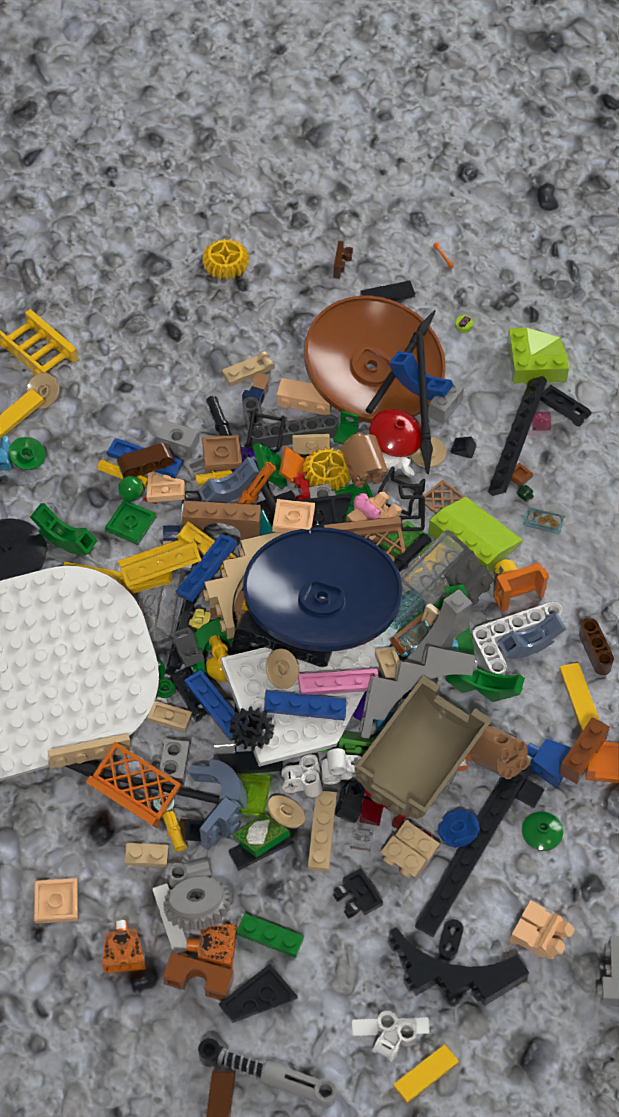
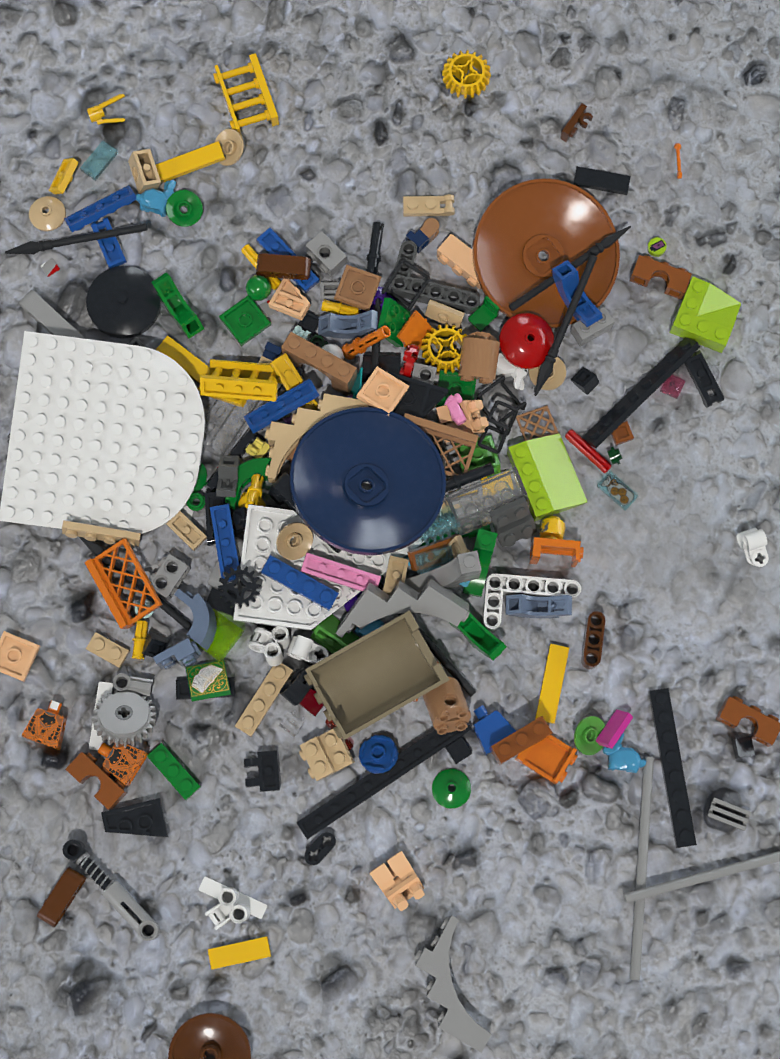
camera: 25 degrees right, 20 degrees up
(218, 678) = (239, 519): none -> black plate
(286, 811) = (246, 666): tan dish -> none
(453, 980) = (282, 867): black arch -> none
(494, 339) = (675, 278): none -> dark orange arch
(499, 499) = (588, 451): none -> red axle

